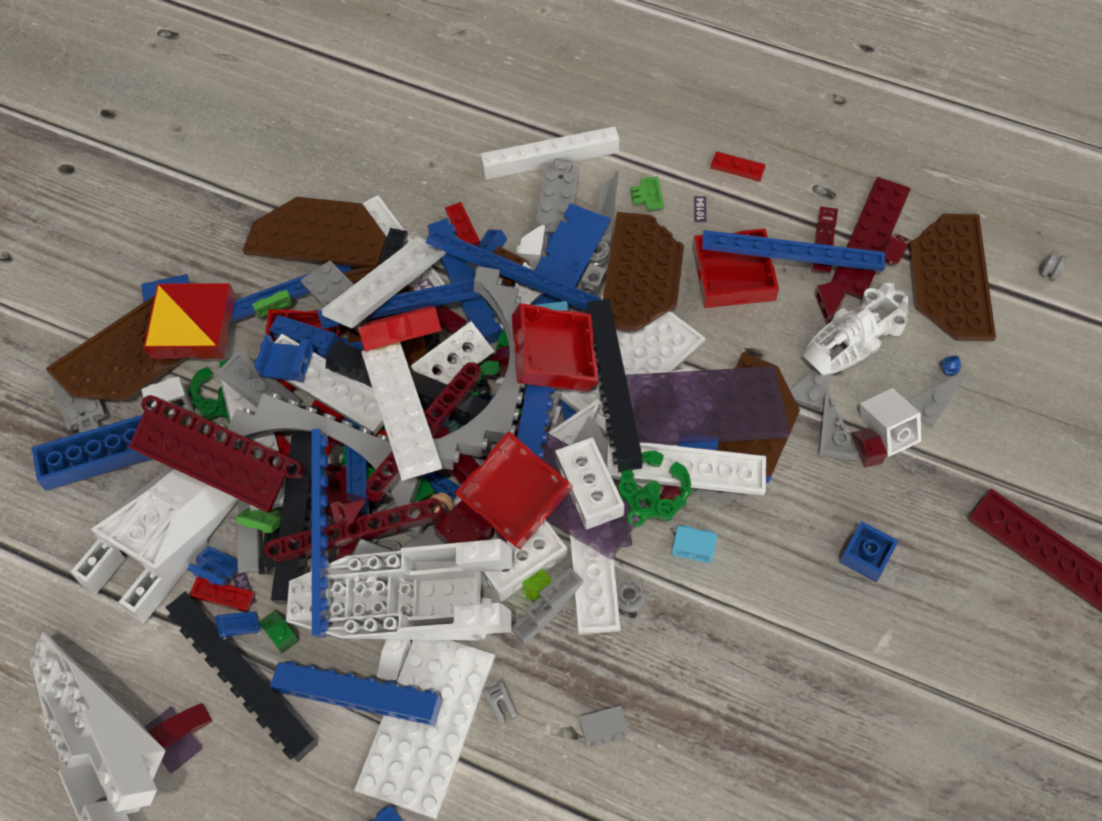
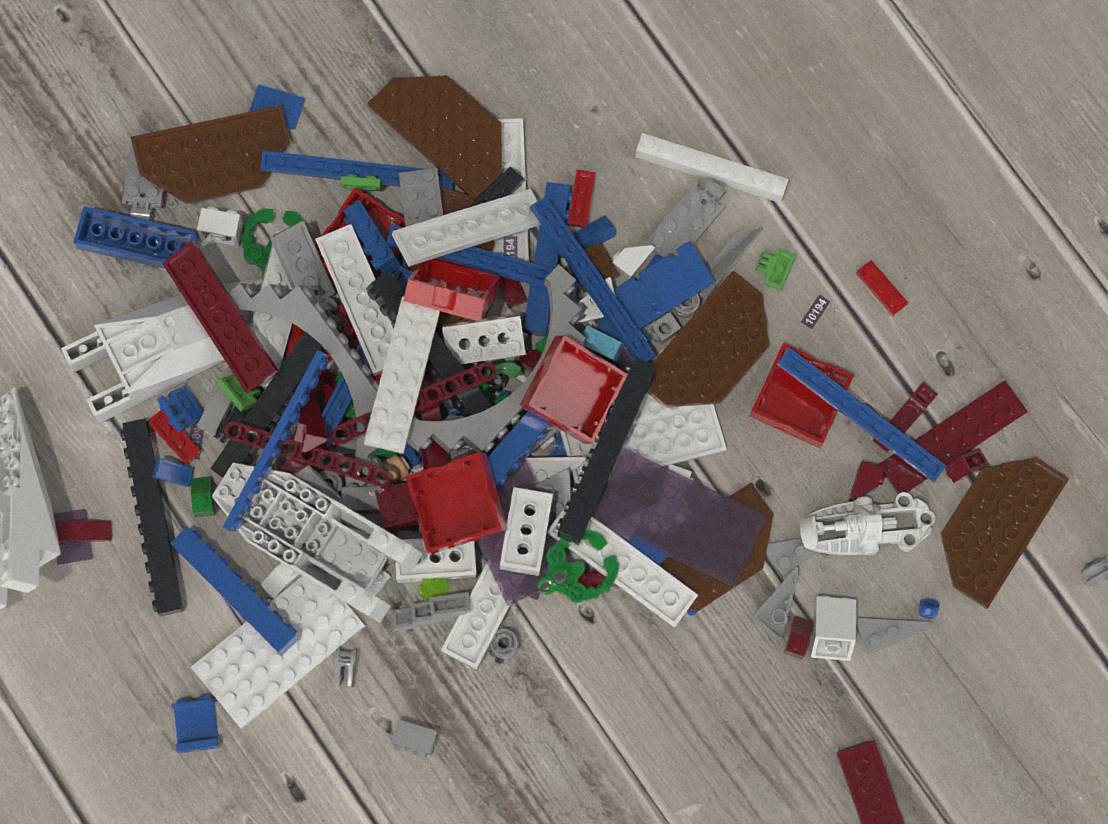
camera: 25 degrees right, 15 degrees up
(190, 321) = (279, 159): red tile -> none
(214, 433) = (236, 299): dark red beam -> none
(284, 360) = (337, 254): blue panel -> none
(694, 544) = (588, 632): medium azure brick -> none
(869, 551) = (727, 730): blue brick -> none

